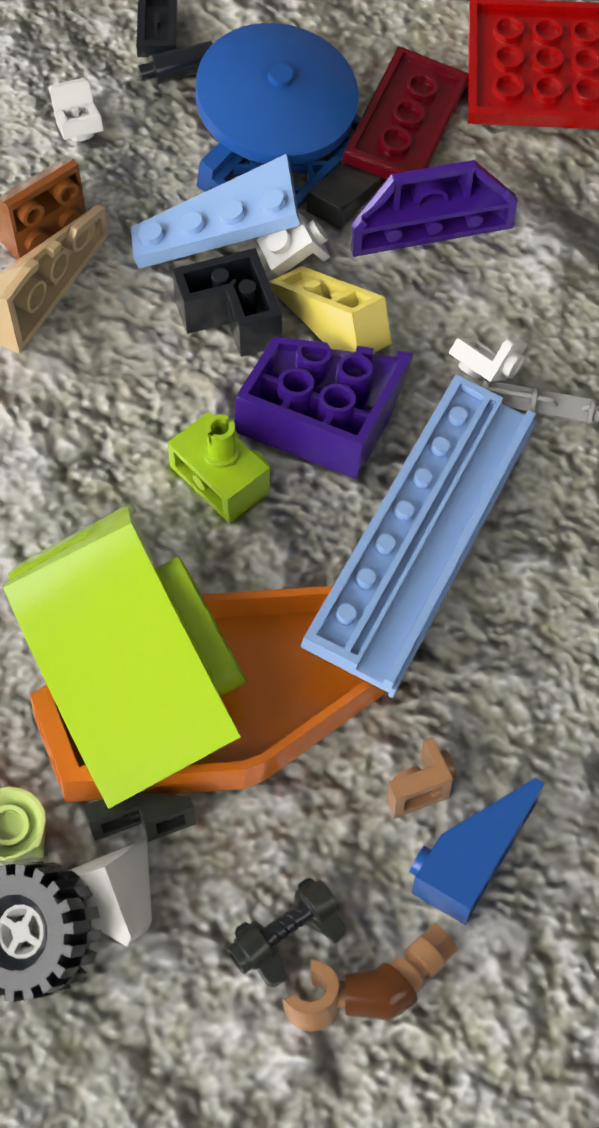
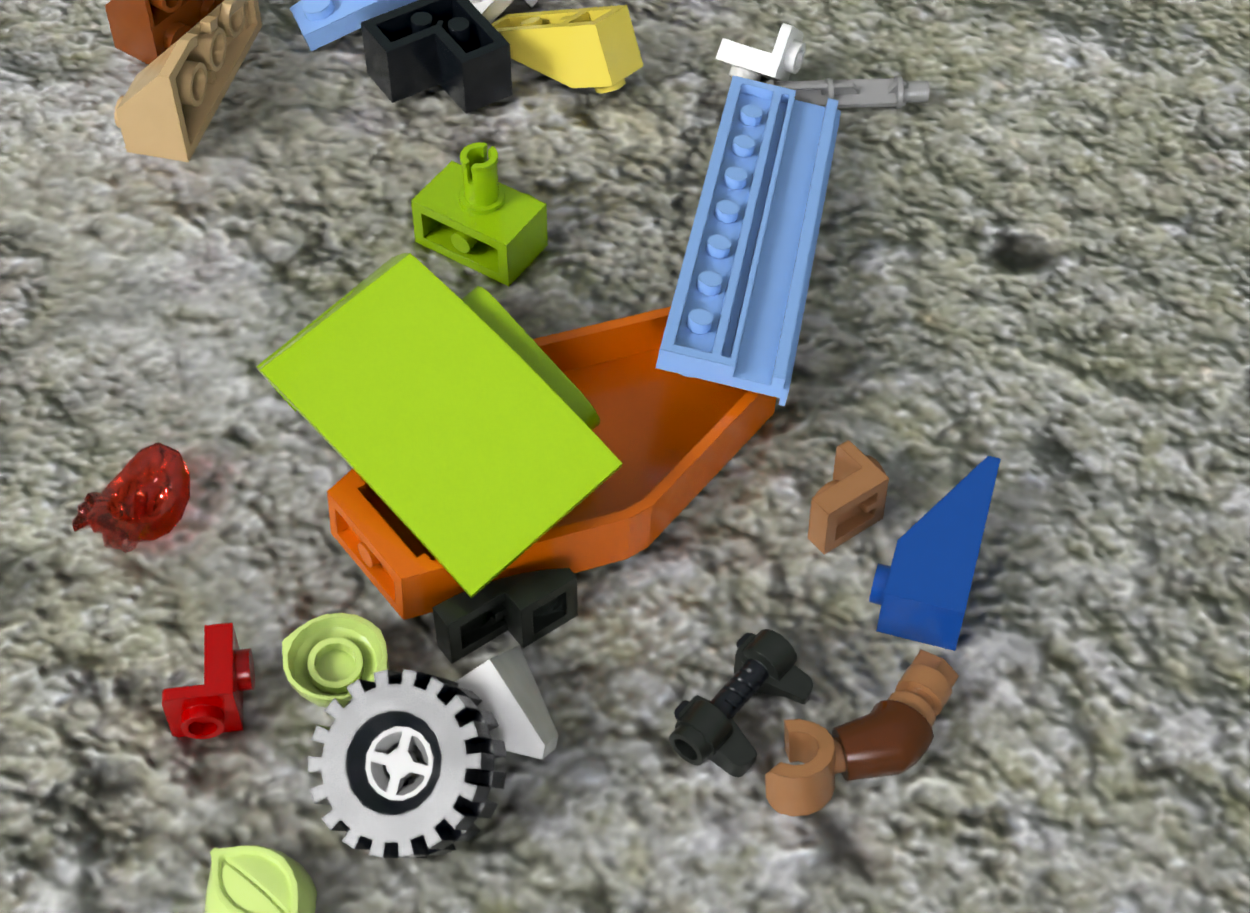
camera: 15 degrees left, 10 degrees down
(320, 401) = (583, 132): dark purple wedge -> none

